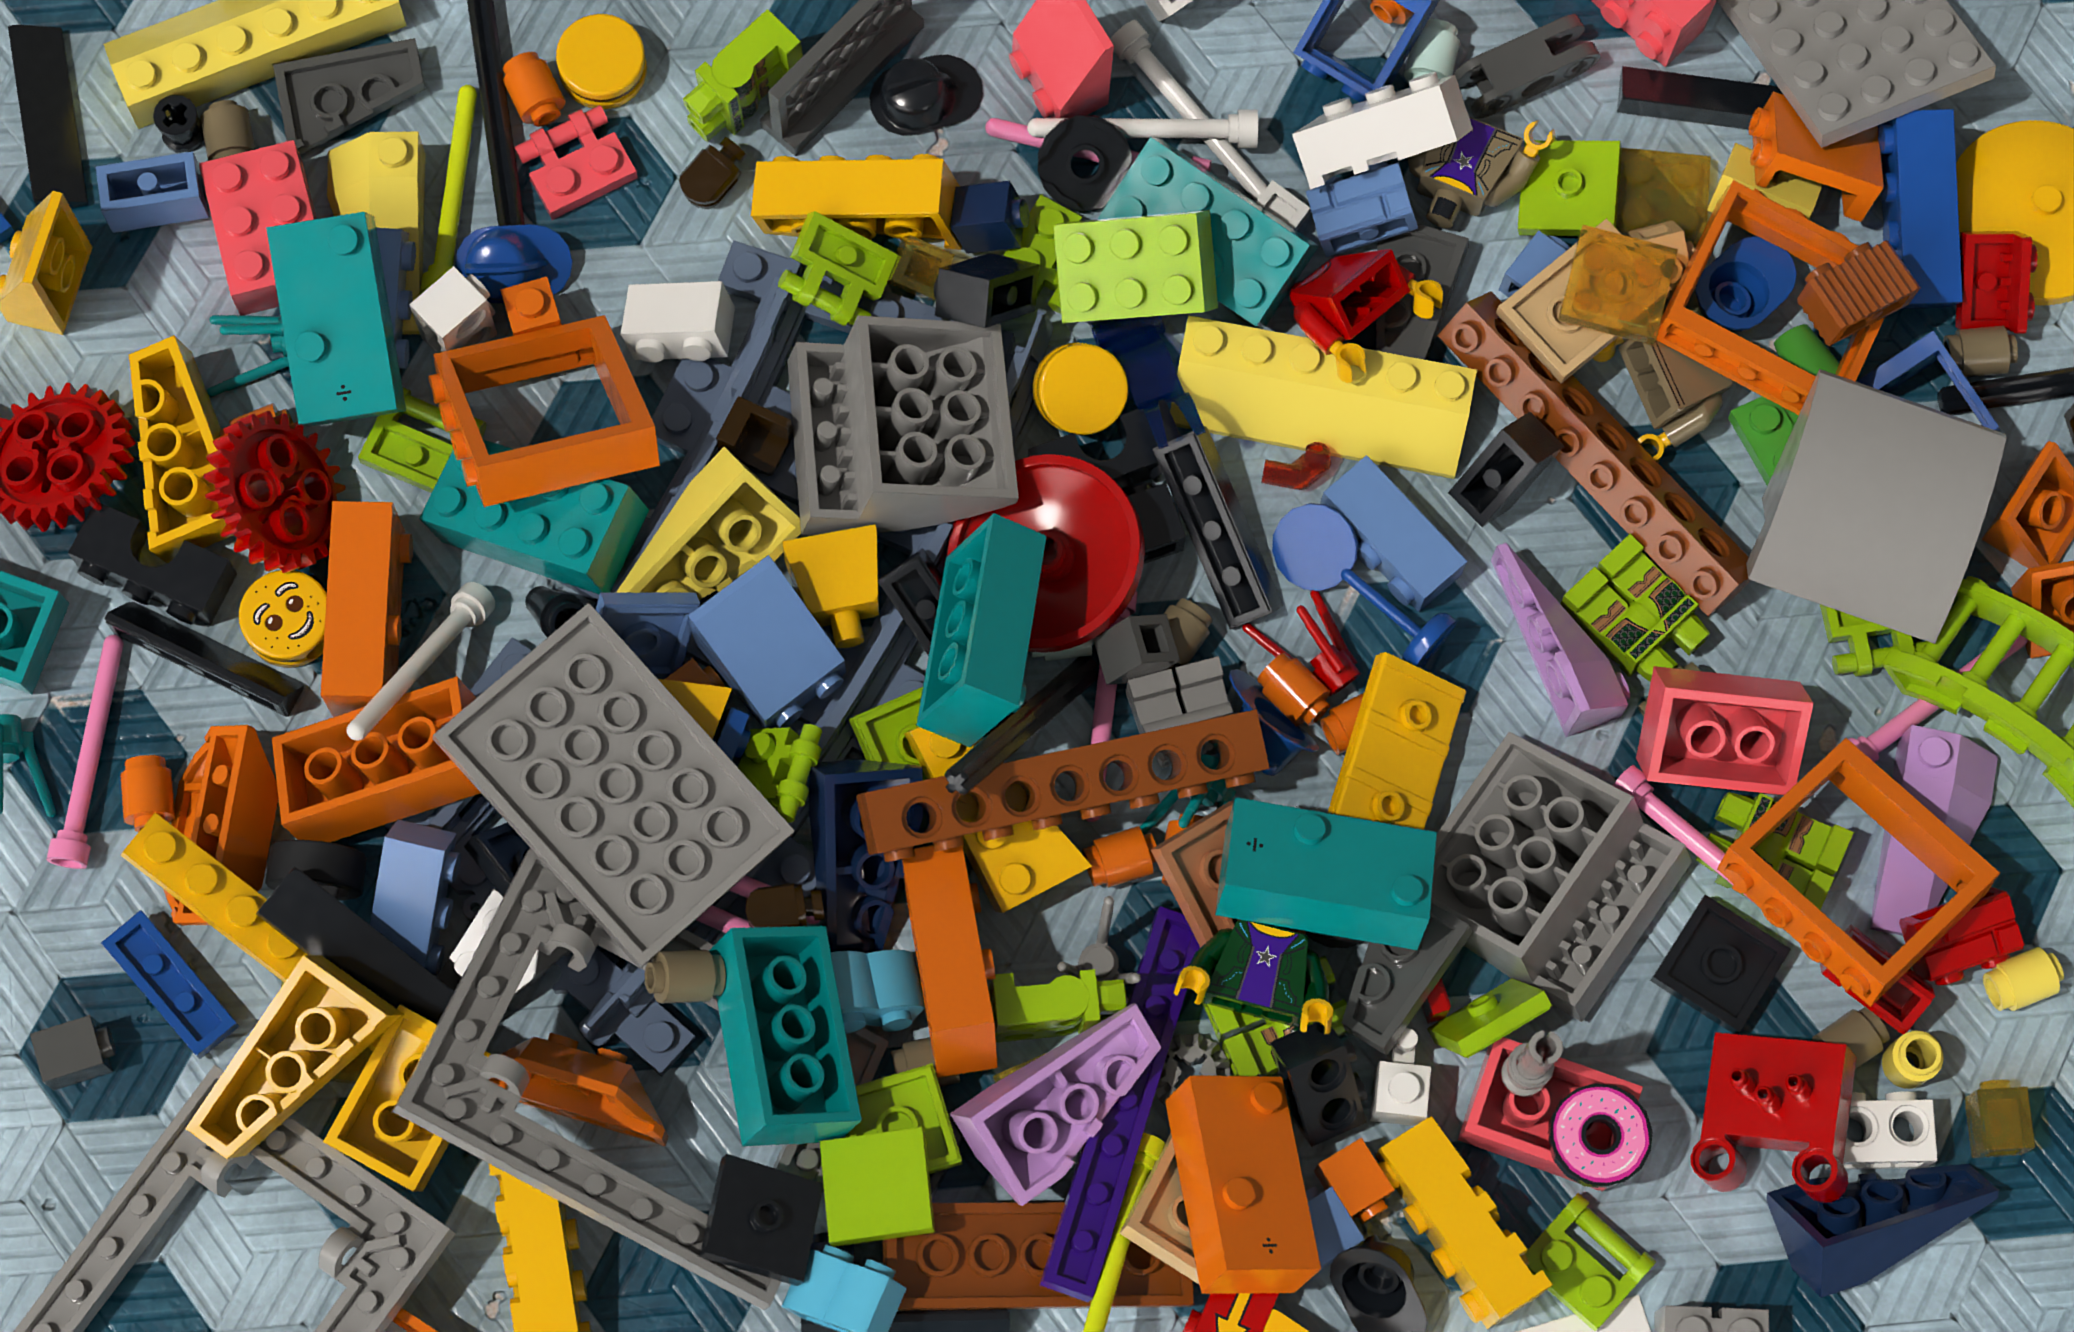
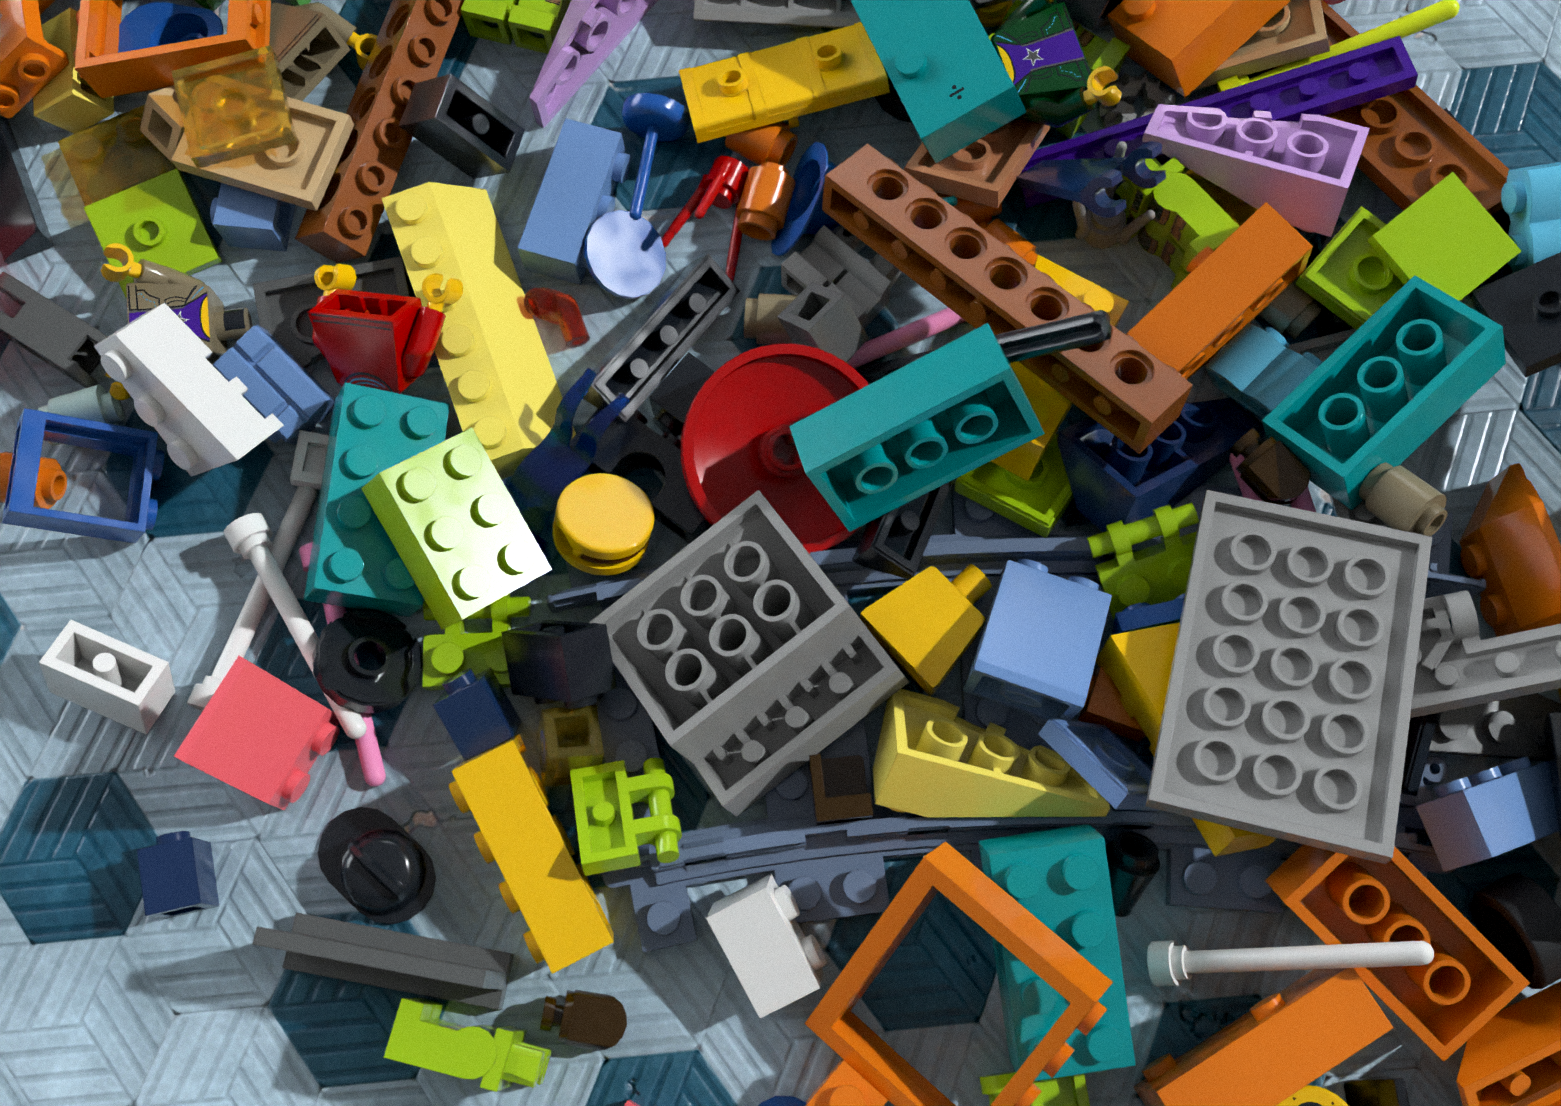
camera: 115 degrees left, 0 degrees up
(1134, 923) = (1087, 178): none -> dark blue flag

